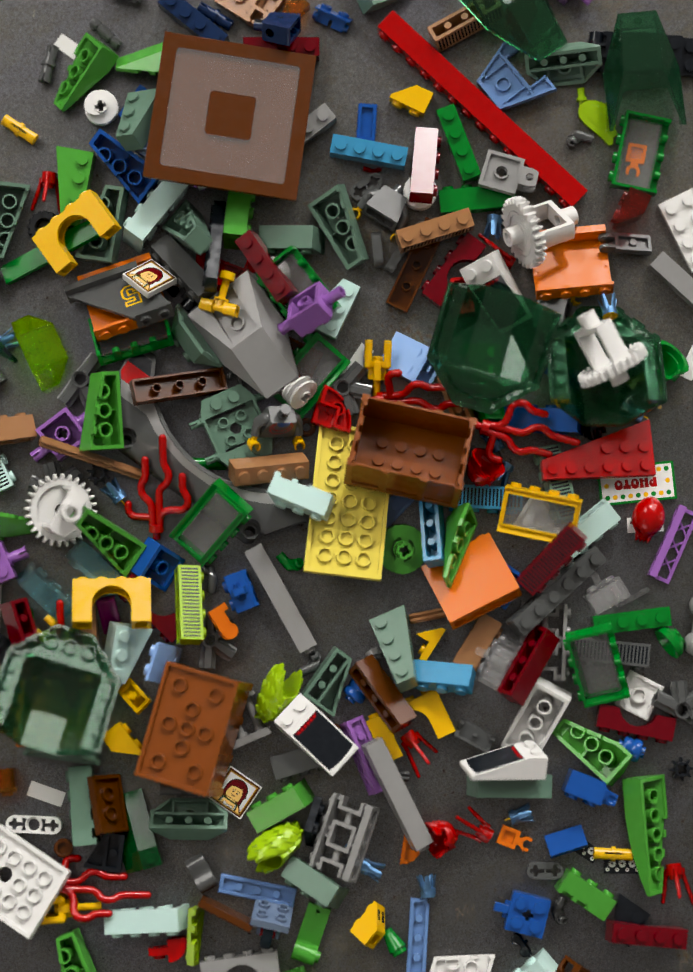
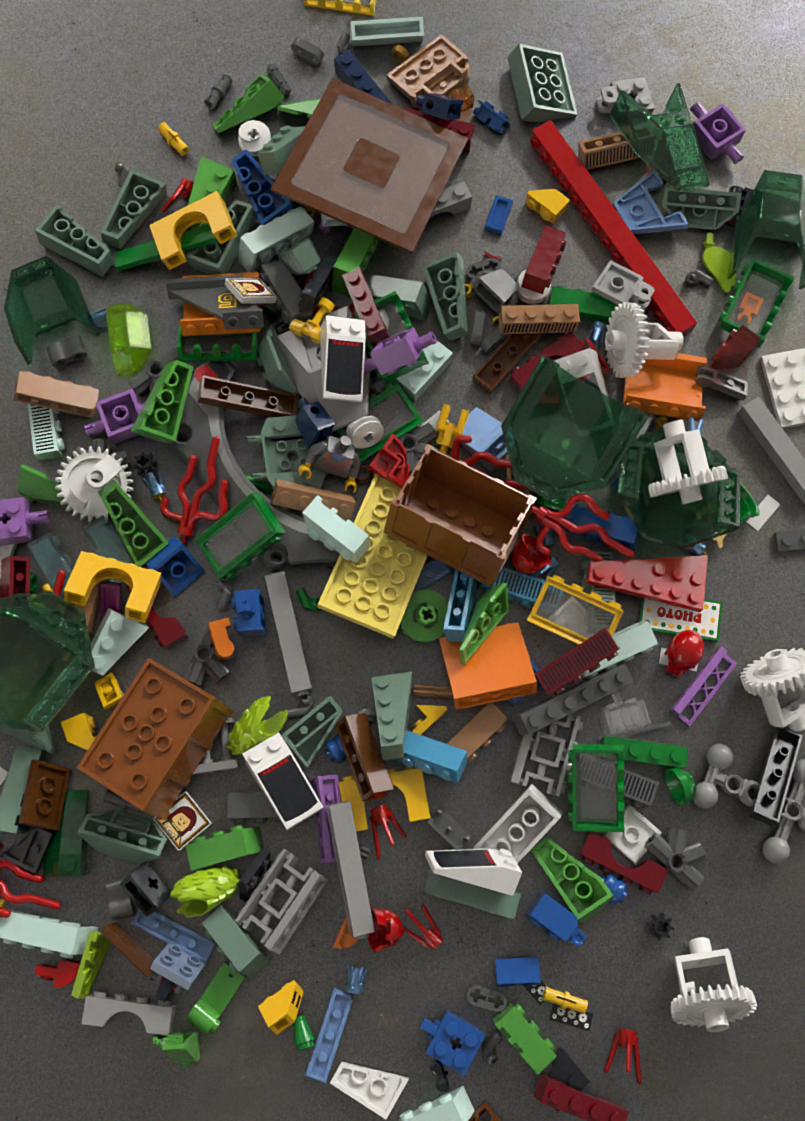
camera: 10 degrees right, 10 degrees down
(66, 46) = (240, 82): white sticker -> none
(90, 457) = (139, 442): medium nougat axle -> none
(160, 654) = (142, 650): light blue slope -> none
(188, 604) = (192, 613): lime brick -> none
(215, 16) = (385, 87): dark blue pin -> none
(223, 859) = (146, 888): none -> black brick
(248, 395) = (313, 422): none -> dark blue torso
(260, 330) = (342, 358): none -> slope
(367, 869) = (297, 944): flat silver piece -> none
(368, 152) = (494, 238): dark azure brick -> none
(458, 144) = (581, 251): green brick -> none
(497, 660) = (495, 755): clear brick -> none
(510, 838) = (459, 951): orange plate -> none
(519, 816) = (475, 929): flat silver piece -> none
(528, 665) = (524, 767): dark red brick -> none
(593, 432) = (649, 549): black gear -> none
(645, 814) = (609, 967): bright green wedge -> none

